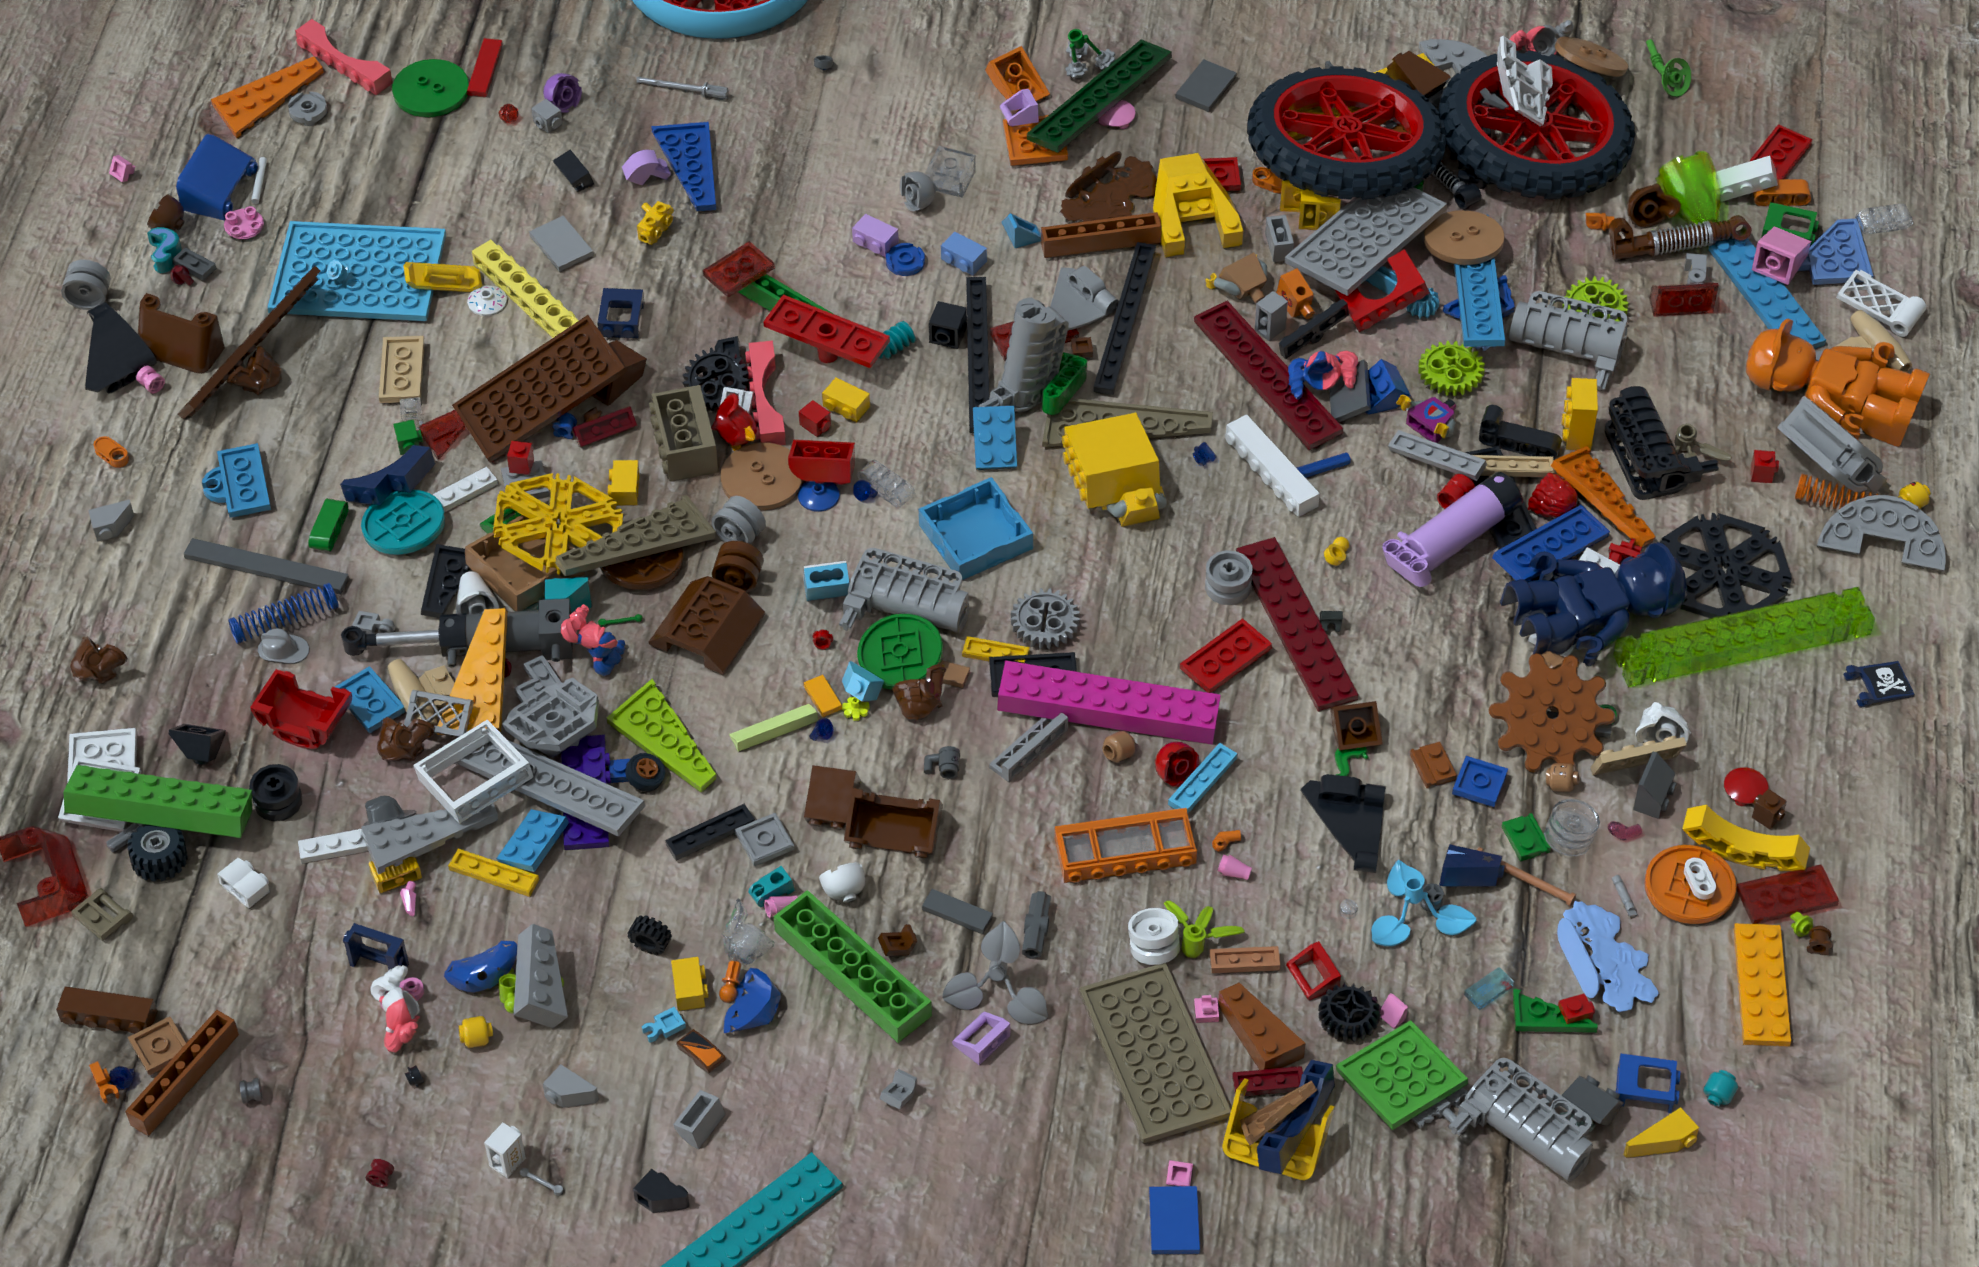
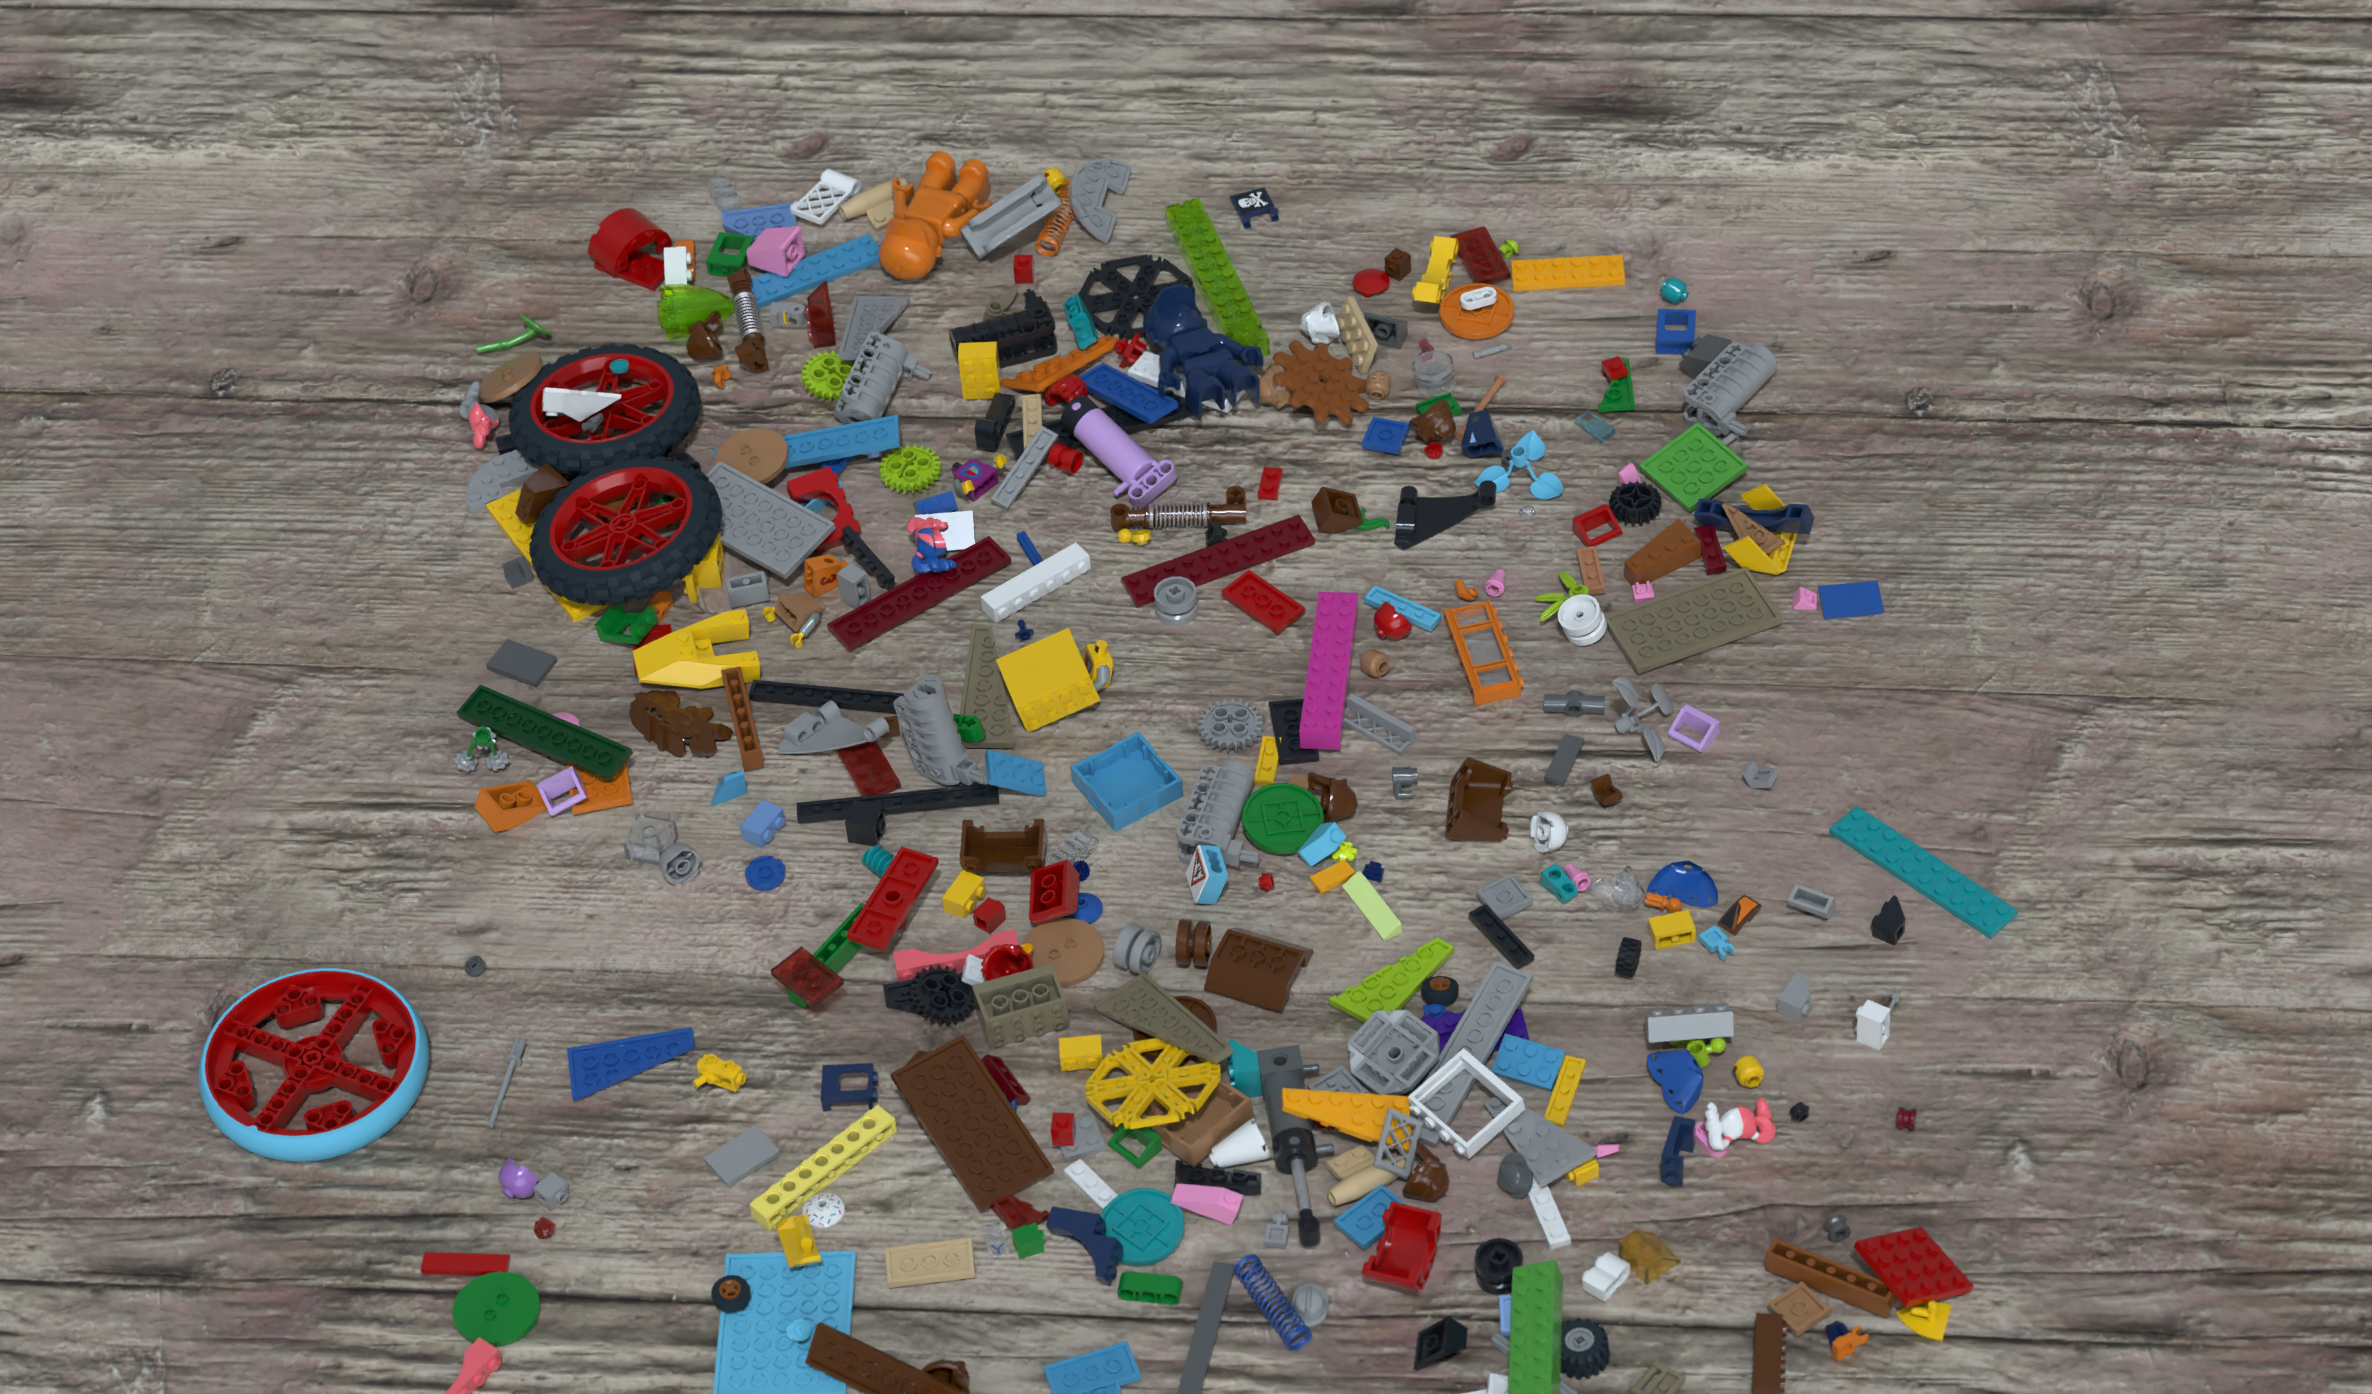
camera: 90 degrees left, 5 degrees down
(122, 1164) = (1926, 1319): none -> yellow shield
(172, 1146) = (1913, 1266): none -> red plate
(262, 920) = (1646, 1255): none -> clear yellow slope
(392, 227) = (723, 1292): none -> black wheel
(412, 567) = (1208, 1201): none -> bright pink slope
(573, 170) = (636, 1154): black hinge -> none
(600, 644) = (1300, 1031): hair -> none
(603, 623) = (1249, 1025): green hinge -> none
(642, 165) = (637, 1092): lavender brick -> none
(830, 796) = (1454, 850): reddish brown slope -> none
(853, 966) = (1639, 815): bright green brick -> none
(875, 235) = (736, 895): lavender brick -> none
(890, 421) = (1002, 850): none -> reddish brown windscreen
(1236, 151) = (616, 620): none -> green window
(1362, 606) = (1182, 515): none -> reddish brown piece
(1412, 674) = (1270, 483): none -> red plate
(1433, 765) = (1368, 467): dark orange plate -> none
(1455, 831) = (1433, 450): none -> red plate
(1486, 820) = (1435, 423): none -> reddish brown head
(1588, 125) = (619, 366): none -> teal piece
(1615, 960) = (1558, 360): light blue plant -> none
(1664, 1136) = (1721, 318): yellow slope -> none
(1676, 513) = (1081, 321): none -> teal slope
(1682, 335) = (867, 316): none -> light grey wing
(1809, 139) = (624, 233): none -> red cylinder
(1819, 940) = (1523, 237): reddish brown brick -> none

